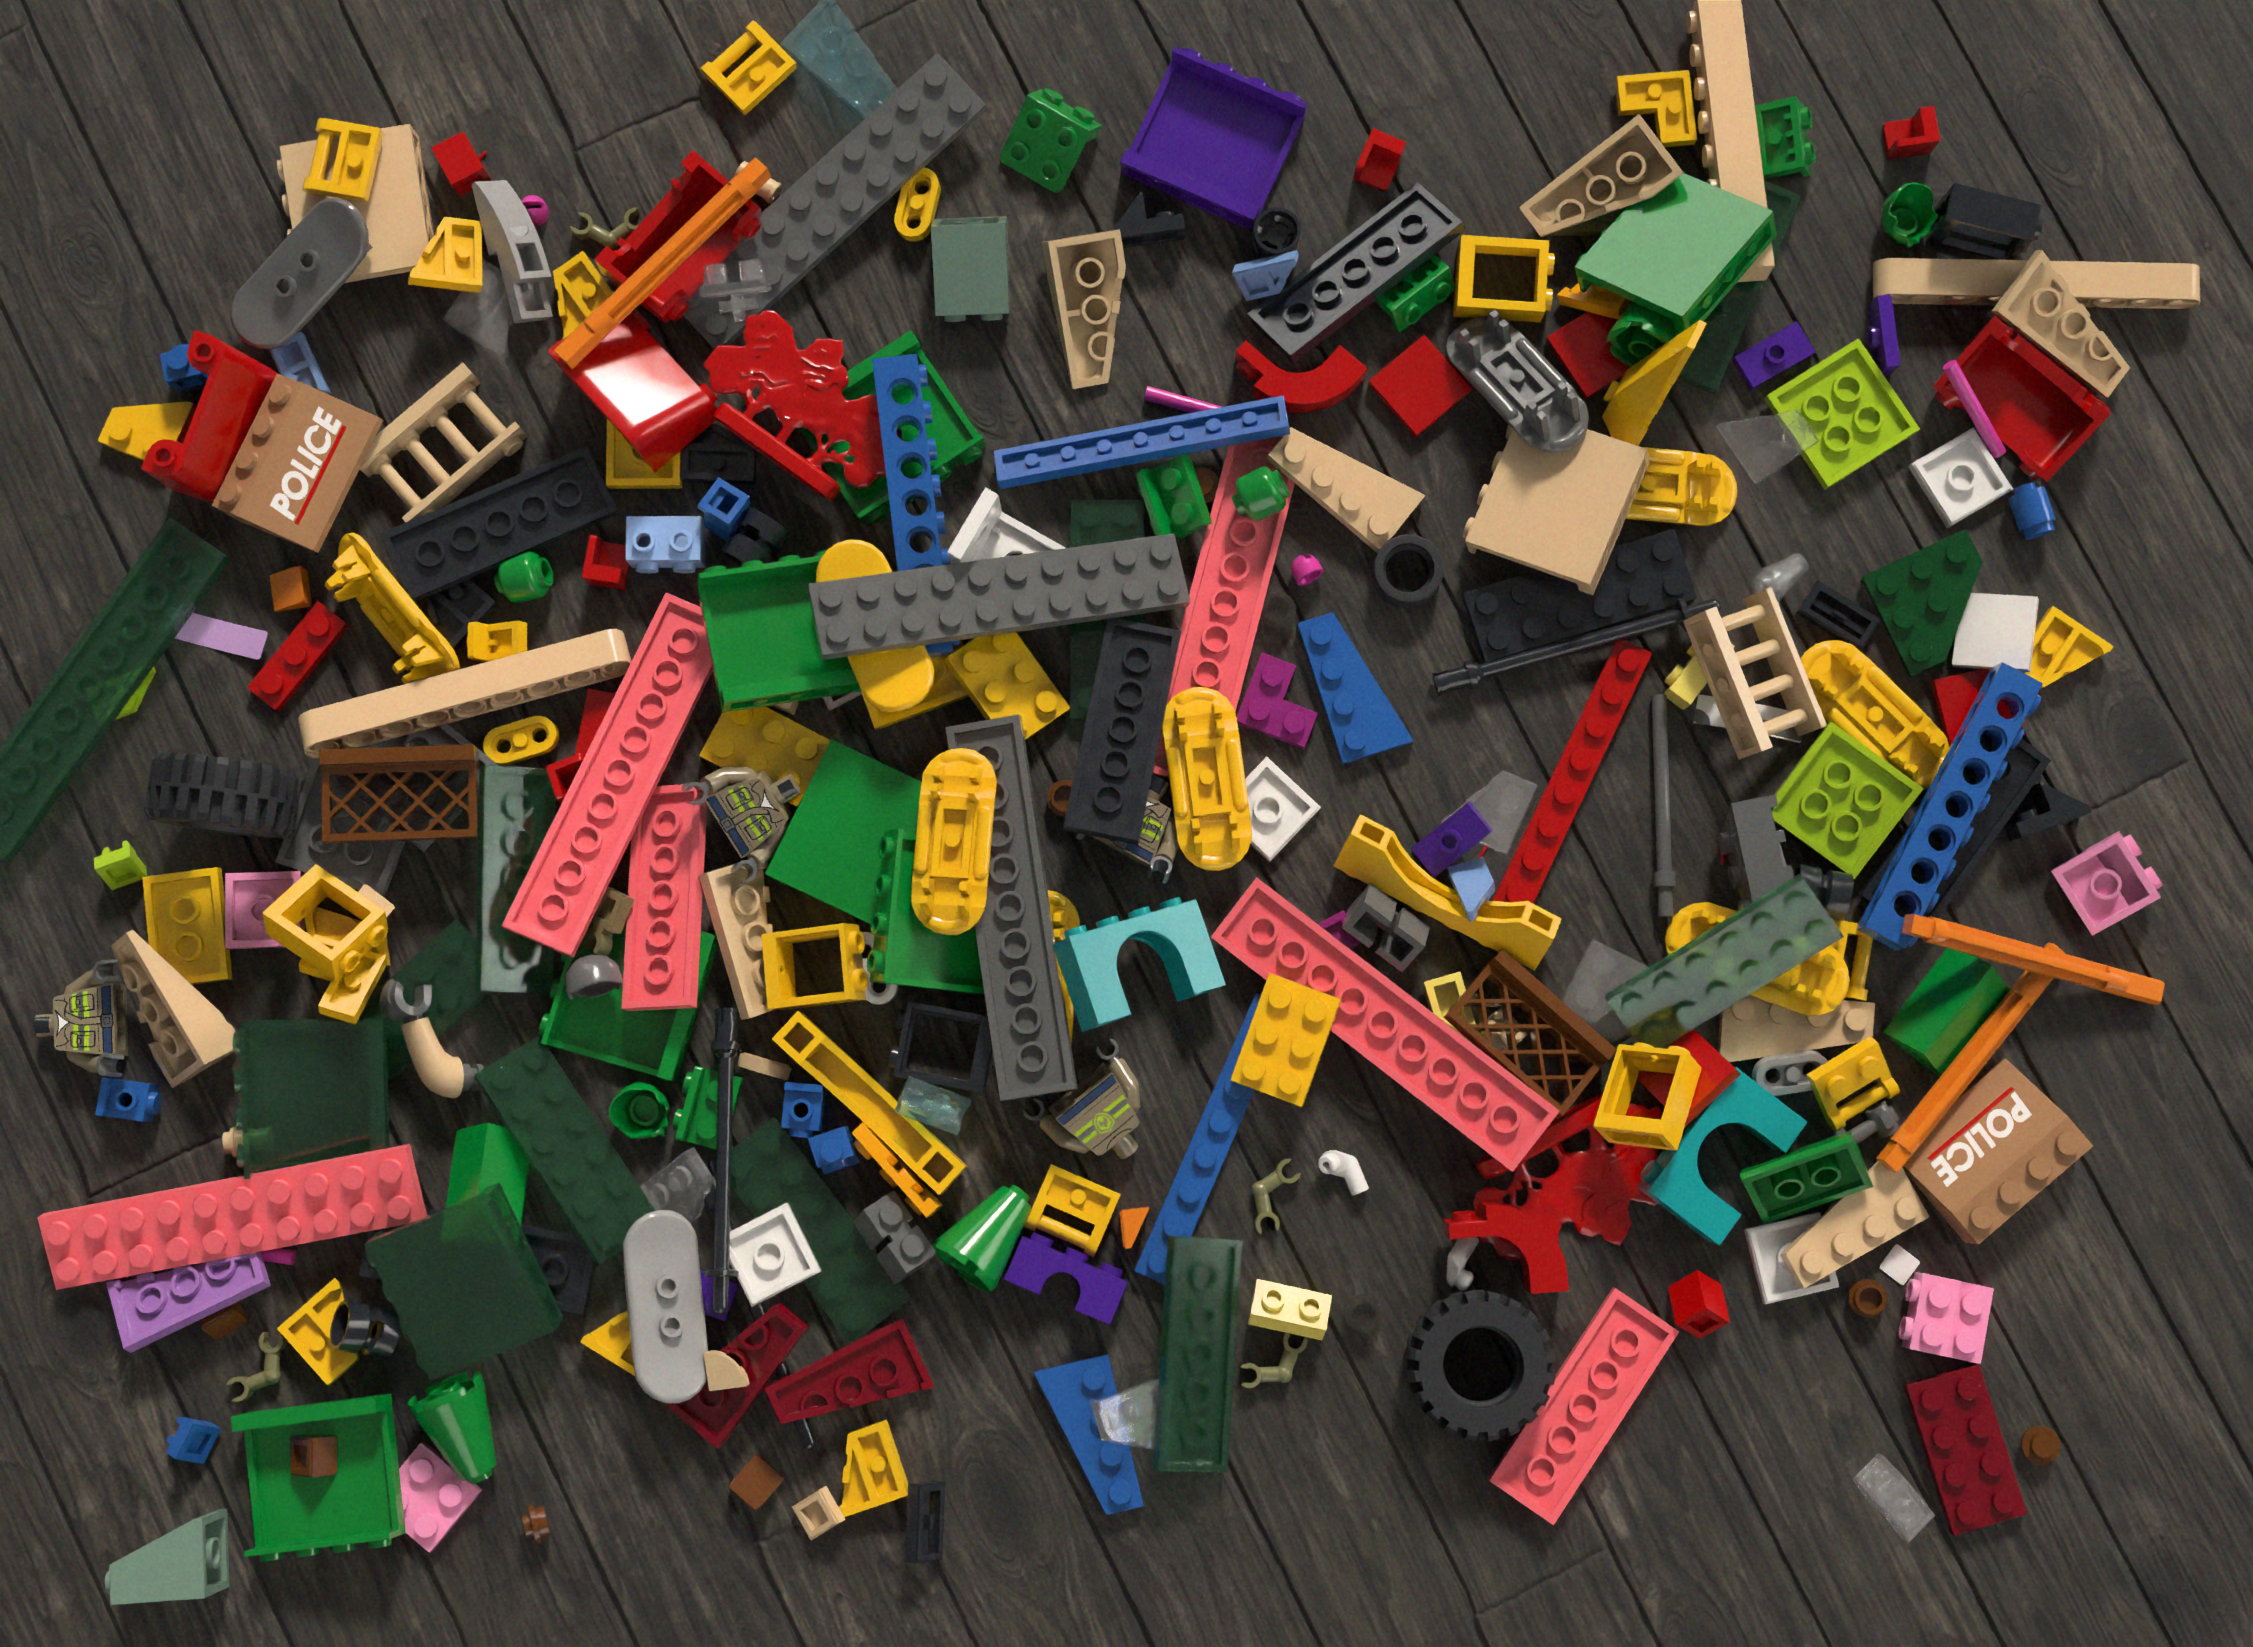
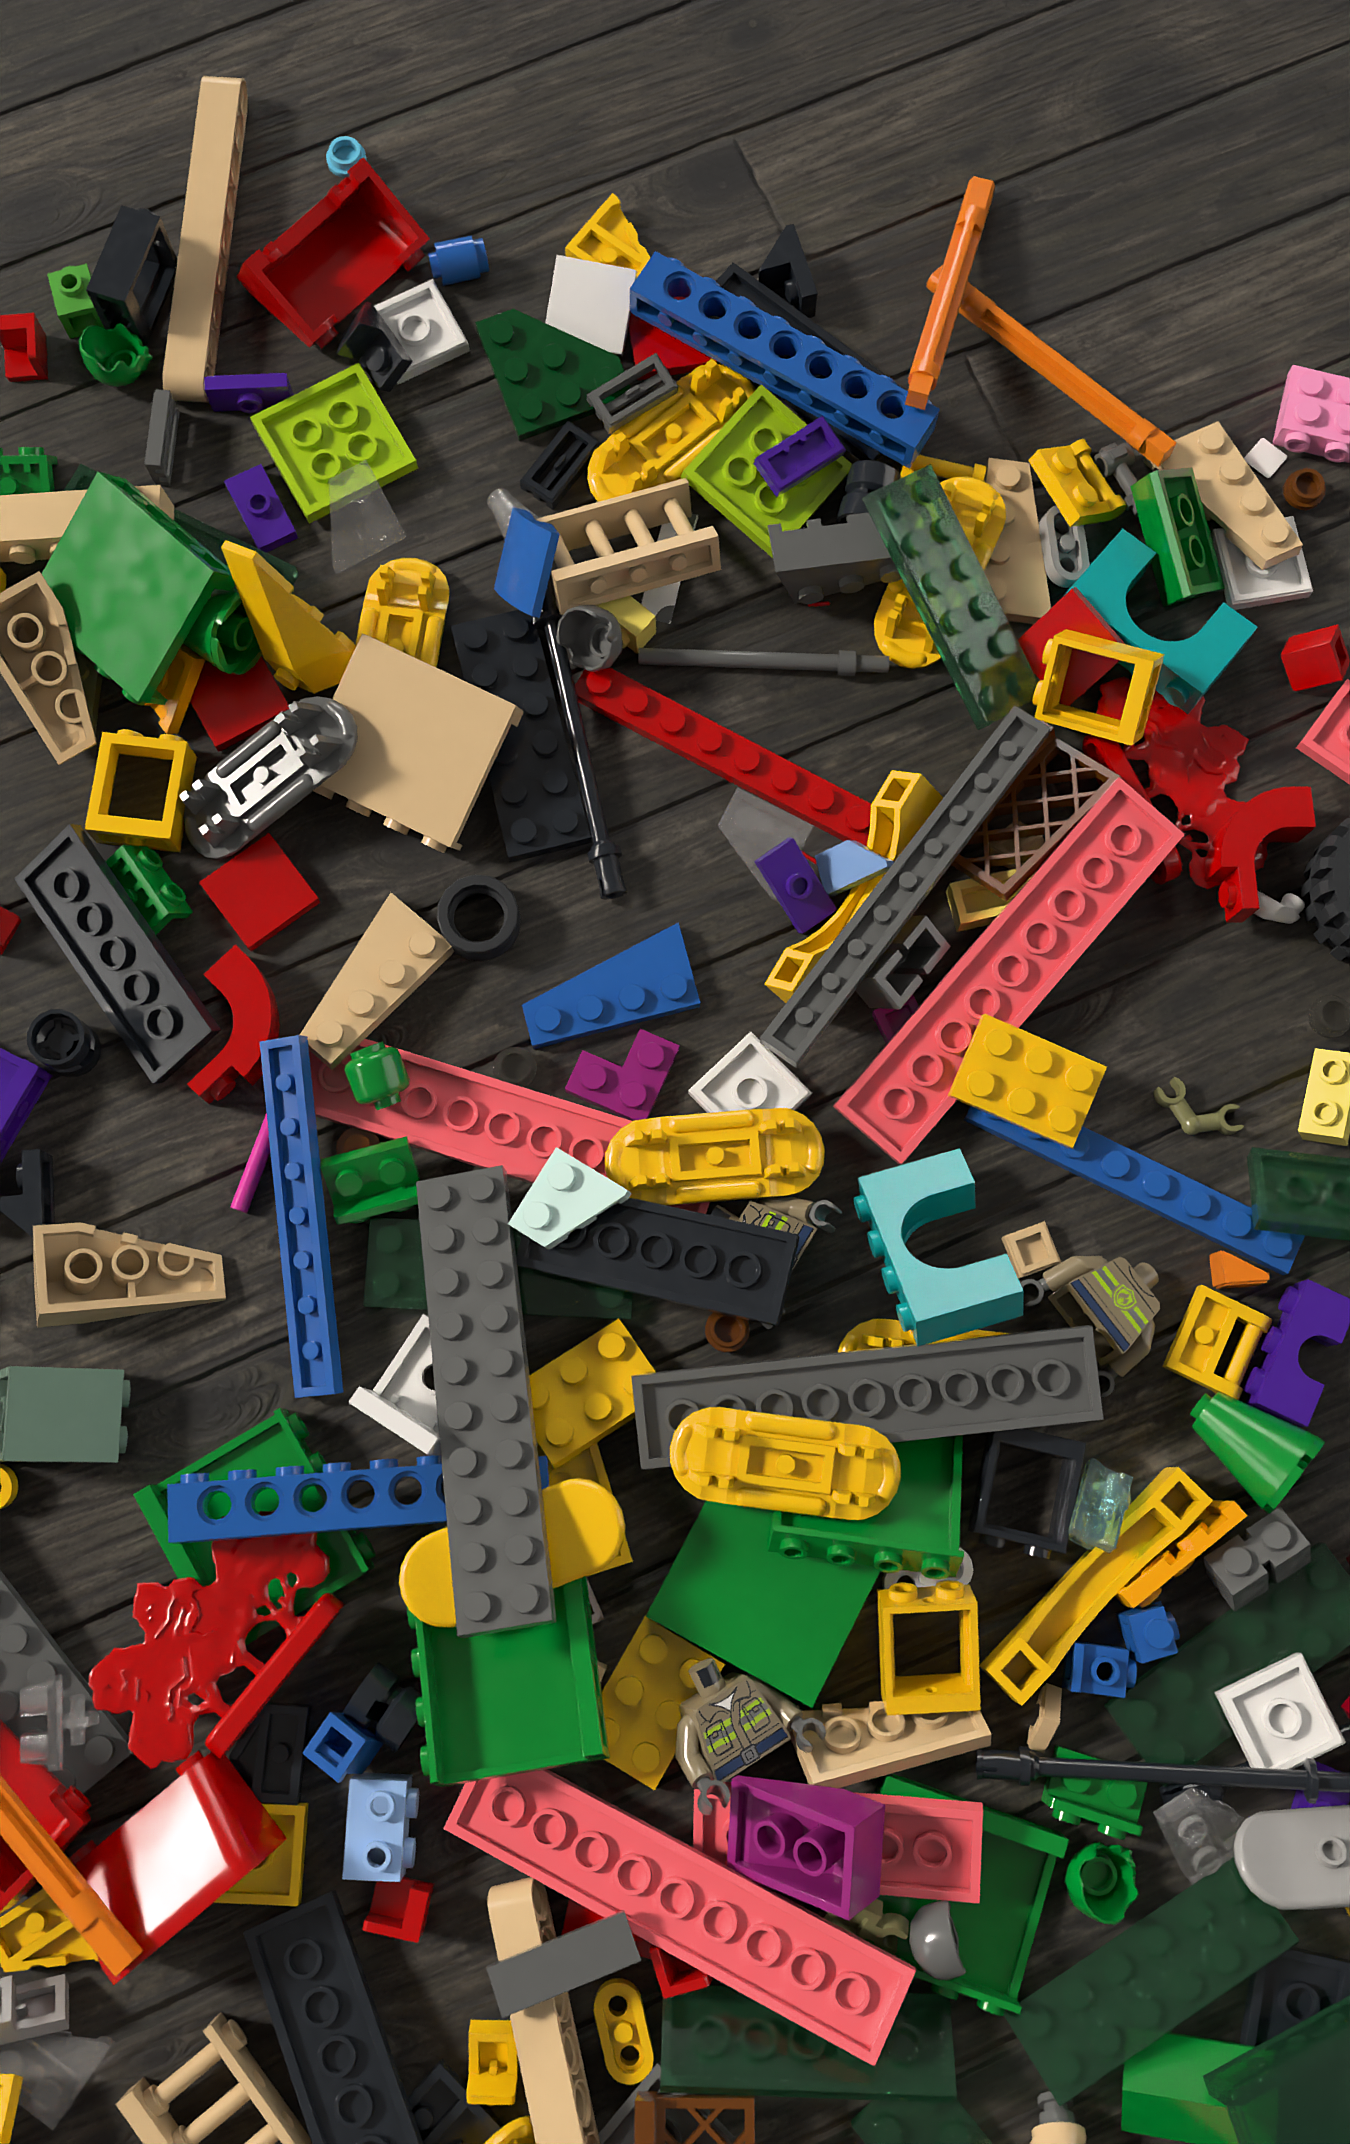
camera: 90 degrees left, 5 degrees down
(524, 577) = (410, 2022): green head -> none
(569, 686) = (563, 1963): none -> dark grey tile
(663, 870) = (807, 1842): none -> magenta slope
(1144, 1052) = (1031, 1250): none -> tan tile
(1162, 652) = (564, 1199): none -> light aqua wing
(1264, 275) = (109, 1057): medium blue tile -> none
(1306, 569) = (467, 1033): dark pink hinge -> none
(1344, 1166) = (1165, 1026): white arm -> none
(1453, 930) = (904, 887): none -> dark grey plate
(1595, 976) = (949, 732): clear wing -> none
(1665, 649) = (590, 636): none -> dark grey hair
(1730, 587) = (526, 562): none -> blue slope
(1833, 263) = (162, 437): none -> dark grey tile
(1853, 825) = (799, 456): none -> dark purple plate
(1896, 684) = (633, 411): none -> dark grey tile
(1941, 439) = (375, 347): none -> black slope
(1946, 1009) = (997, 390): green slope -> none
(1964, 169) = (72, 299): none -> bright green brick
(1974, 408) = (340, 304): dark pink bar -> none
(1994, 1152) = (1154, 347): medium nougat slope -> none
(2054, 321) = (256, 211): tan wing -> none
(2108, 882) = (865, 218): bright pink plate -> none
(2131, 402) = (344, 154): none -> medium azure plate

